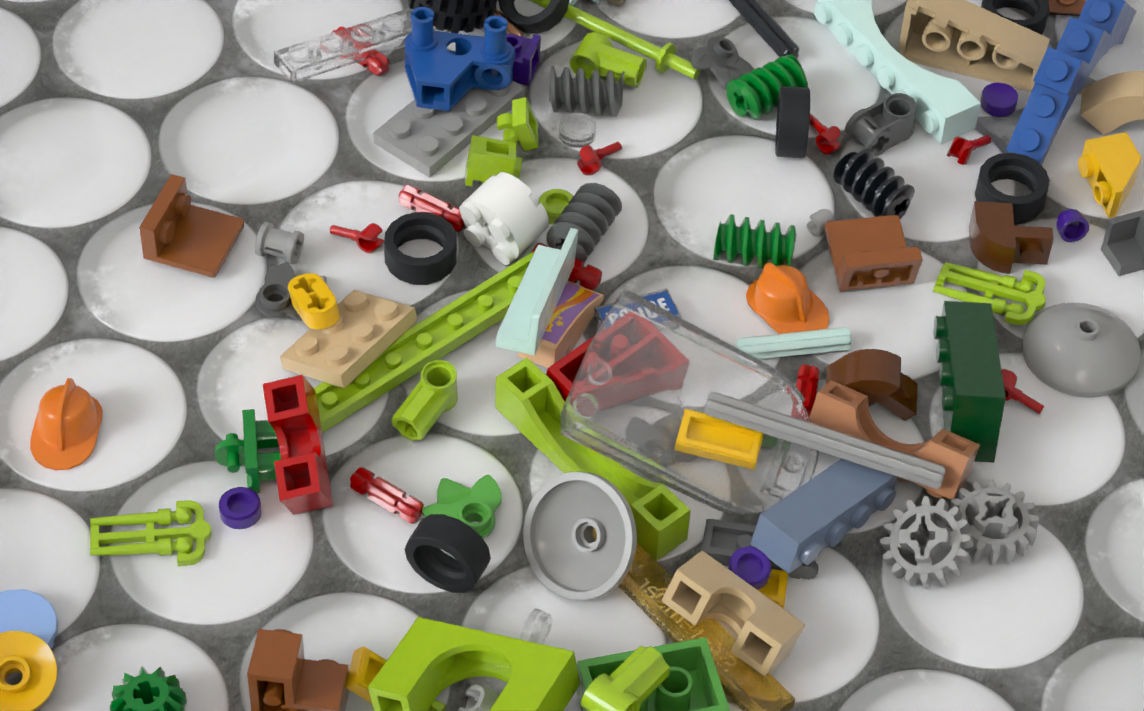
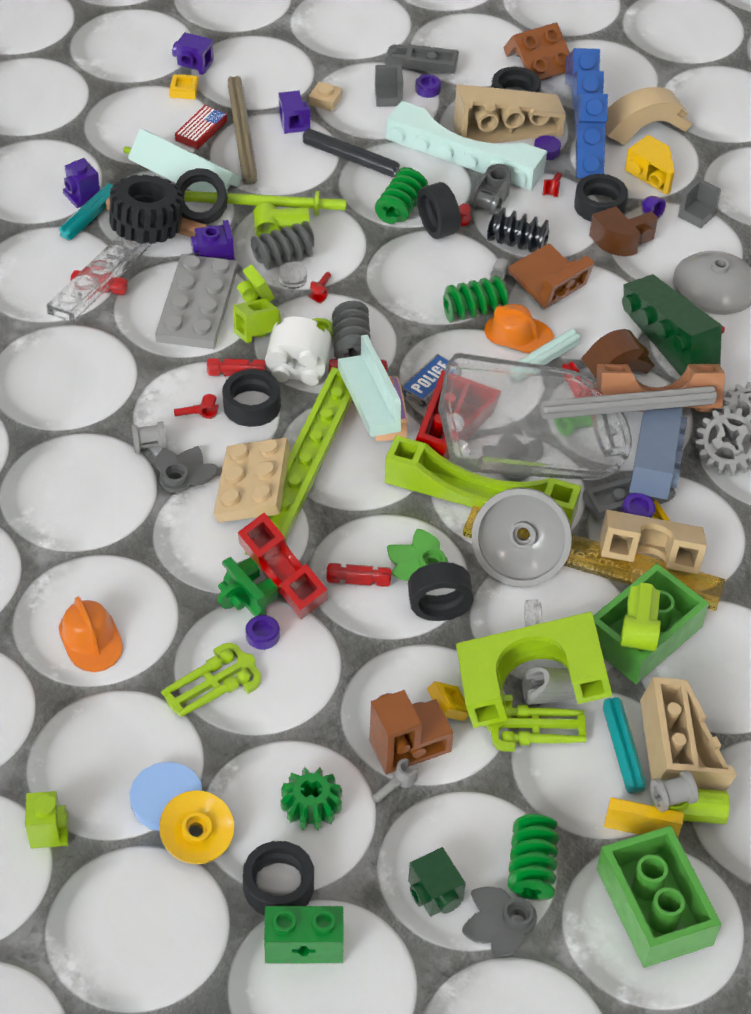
camera: 30 degrees left, 0 degrees up
(187, 234) = (79, 459): dark orange bracket -> none
(319, 306) = (211, 464): yellow beam -> none
(428, 400) = (339, 497): lime piece -> none
(444, 76) = (181, 271): blue piece -> none
(718, 440) = (557, 434): yellow tile -> none
(722, 59) = (352, 188): dark grey plate -> none
(996, 285) = (638, 264): lime piece -> none

